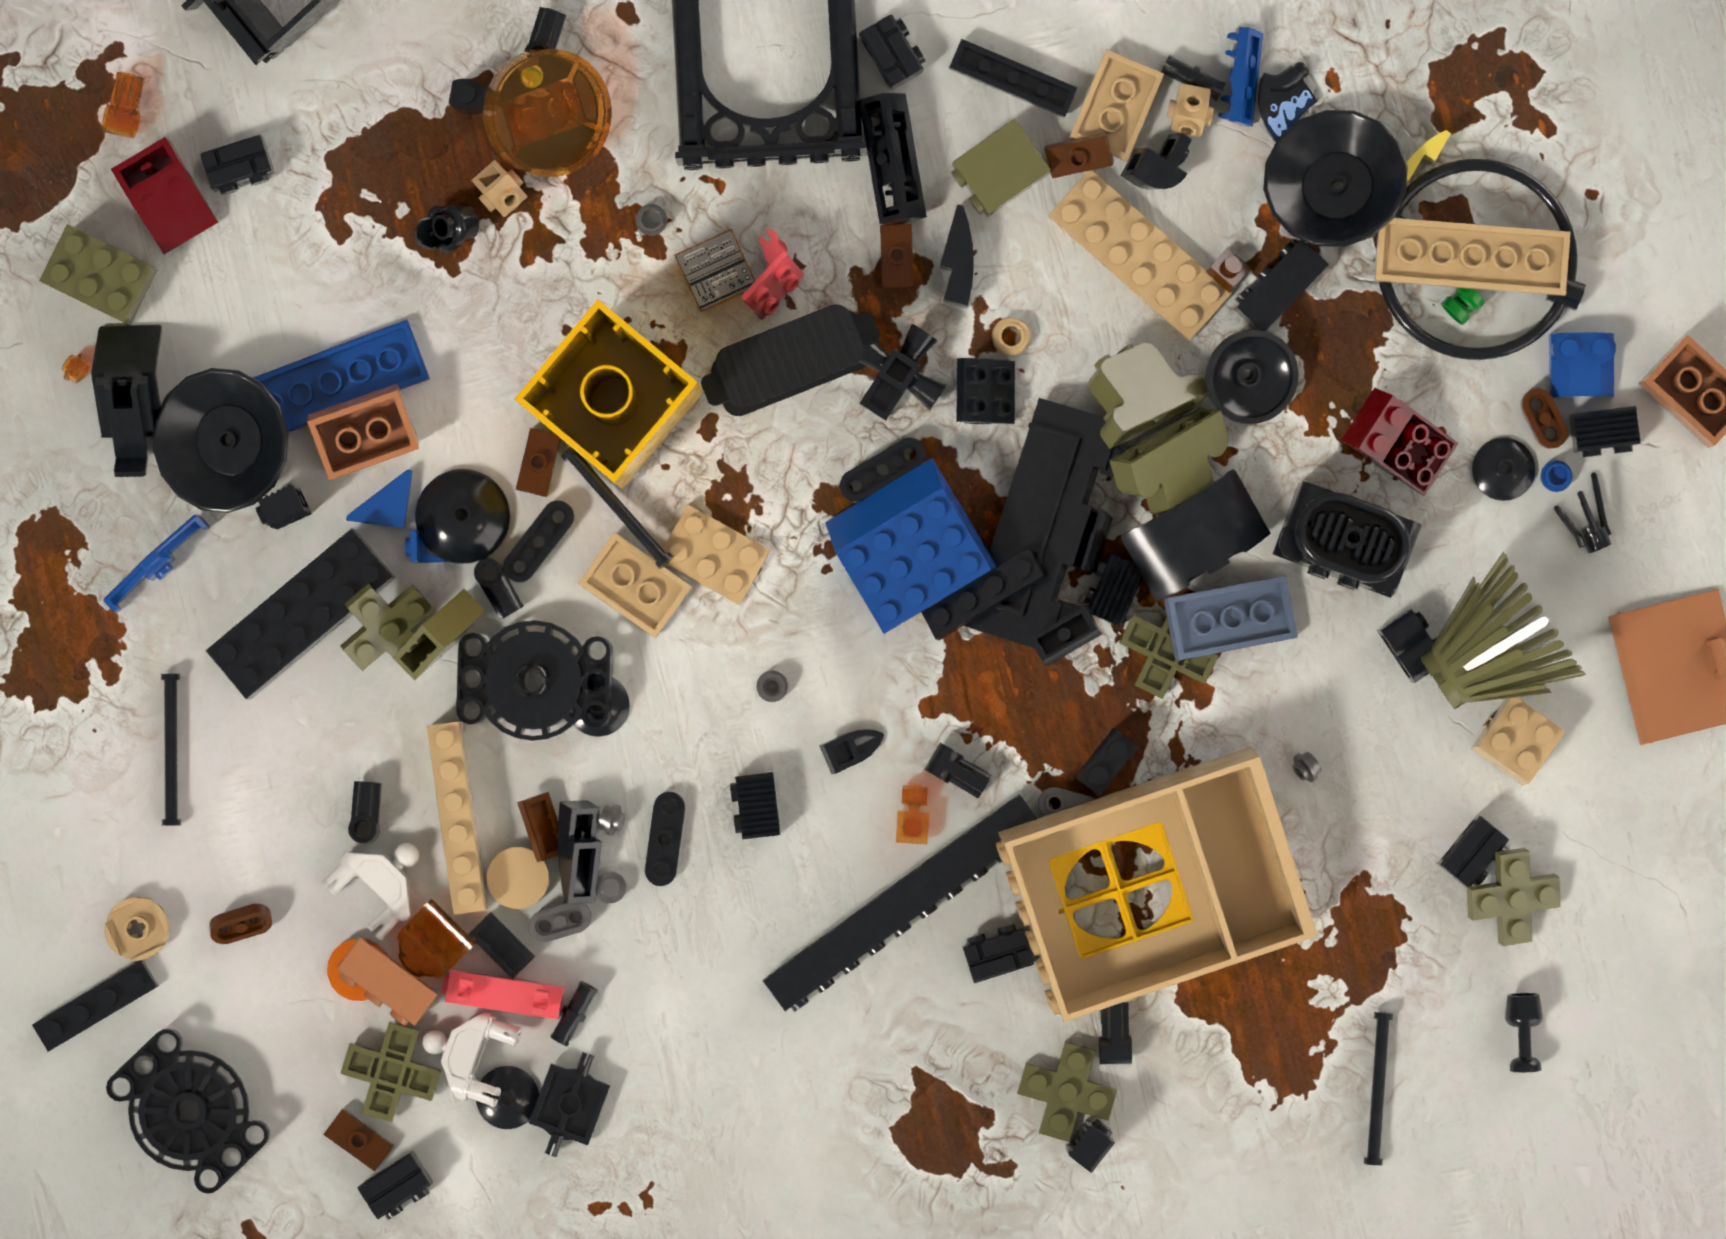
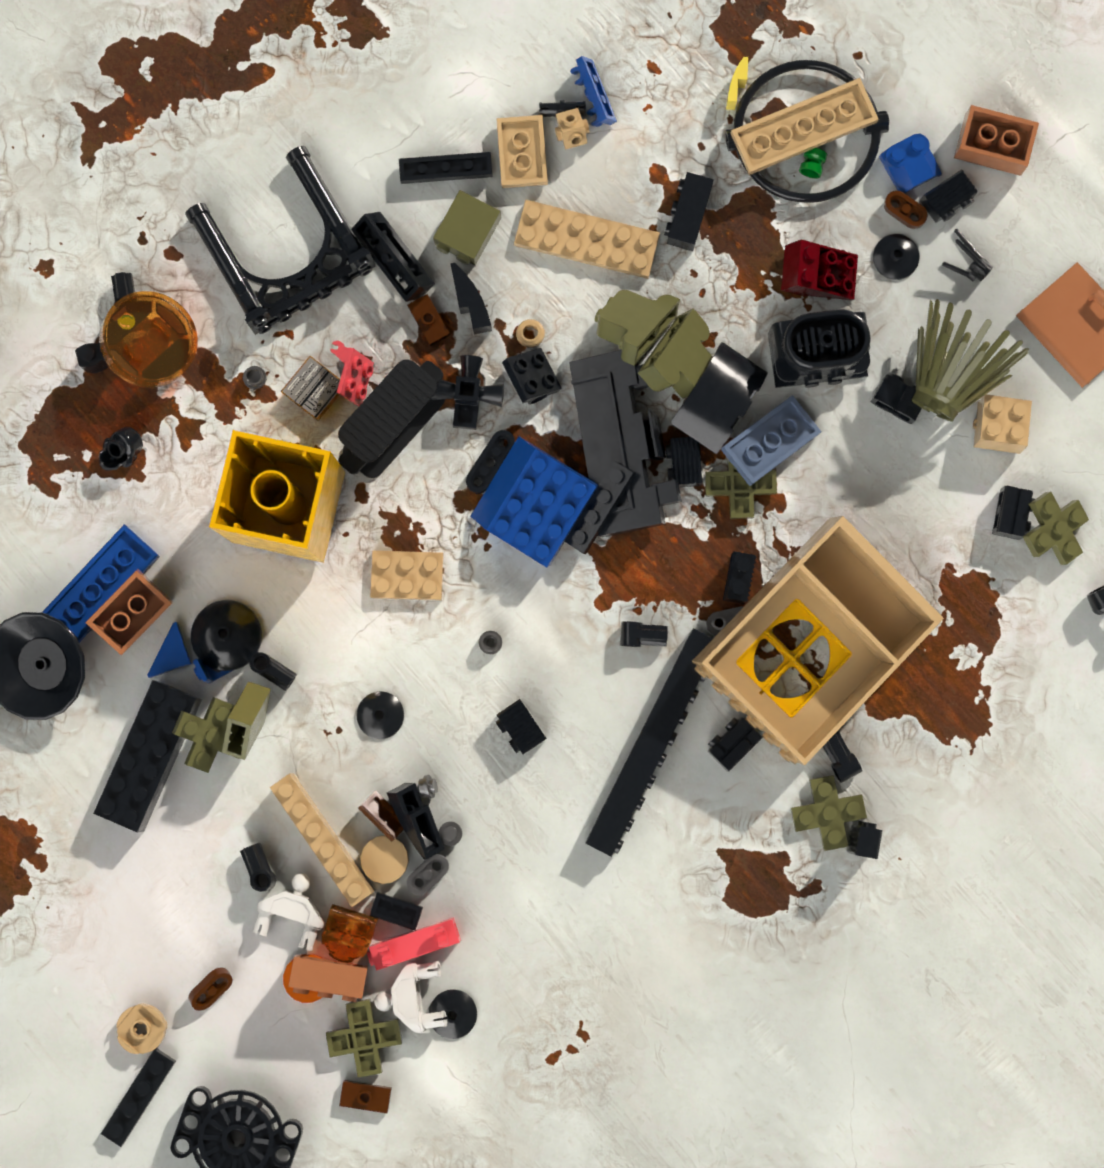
camera: 20 degrees left, 5 degrees down
(156, 563) = (32, 771): blue plate -> none
(170, 741) = (105, 893): black bar -> none
(283, 507) = (99, 689): black brick -> none
(395, 1186) = (406, 1115): black brick -> none
(499, 188) = (142, 406): tan brick -> none
(525, 548) = (285, 614): black plate -> none
(538, 462) = (259, 574): reddish brown plate -> none
(564, 674) = (347, 728): black piece -> none
(569, 1104) = (497, 996): black plate -> none
(573, 1013) = (468, 932): black pin -> none
(618, 507) = (326, 575): black bar -> none
(634, 585) = (364, 621): tan plate -> none
(672, 825) = (478, 790): black plate -> none
(850, 749) = (564, 657): black plate -> none
(892, 52) = (357, 190): black brick -> none
(912, 824) = (631, 686): clear orange plate -> none
(1065, 636) = (669, 503): black brick -> none
(1079, 155) = (514, 193): reddish brown plate -> none
(1161, 170) = (568, 177): black brick -> none
(1228, 270) = (649, 218): plate -> none
(1266, 389) = (714, 273): black dish -> none
(1284, 99) = (628, 95): black arm -> none
(1306, 766) = (872, 513): flat silver plate -> none
(1330, 150) = (687, 102): black dish -> none
(1378, 1088) = (1034, 702): black bar -> none
(1556, 476) = (933, 242): blue plate -> none

